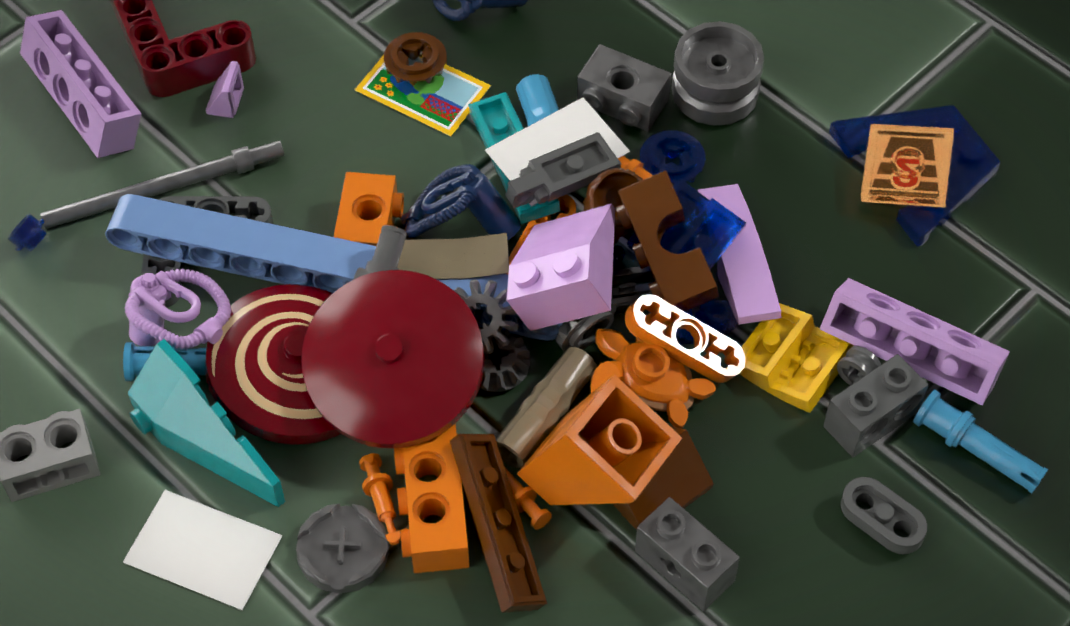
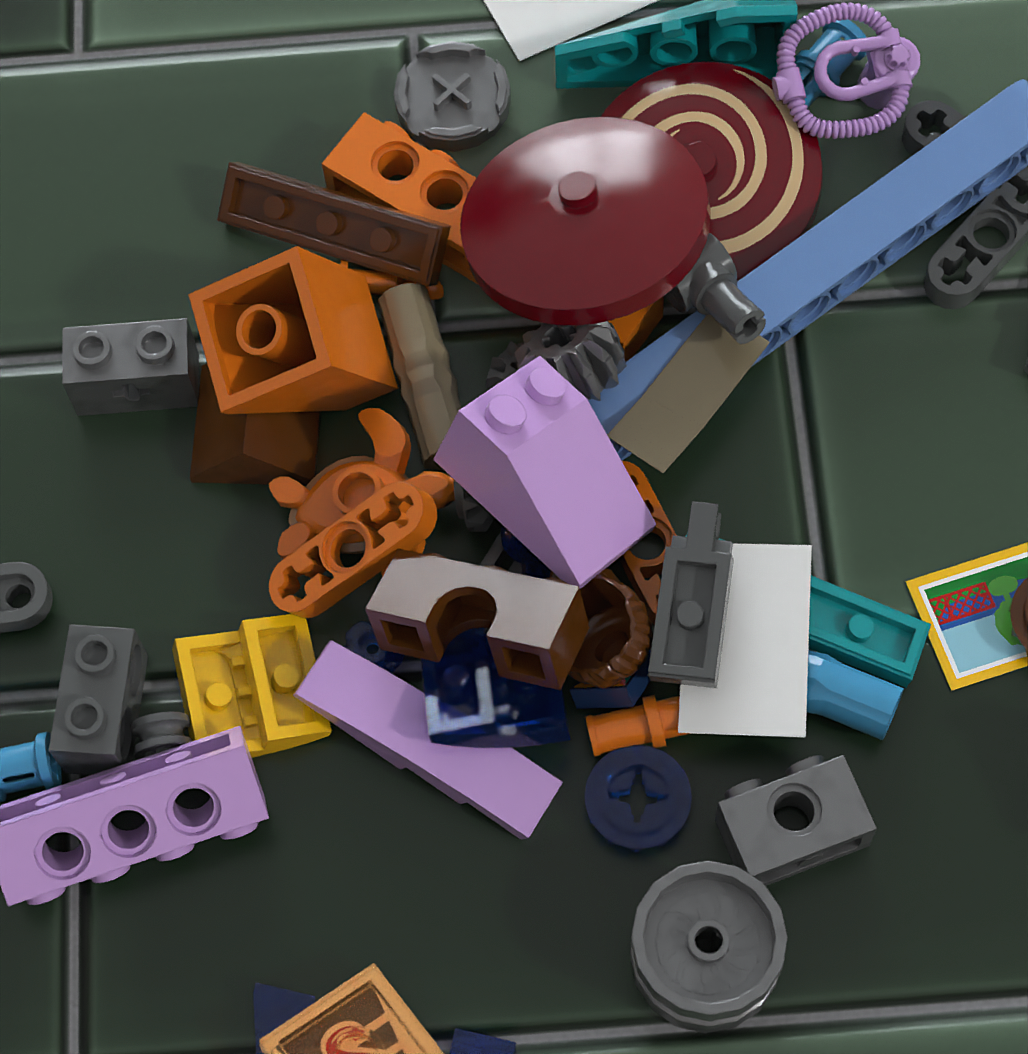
camera: 135 degrees right, 10 degrees up
(364, 199) = (830, 346): orange brick -> none
(378, 486) = (460, 150): orange piece -> none
(474, 192) = (756, 482): dark blue piece -> none

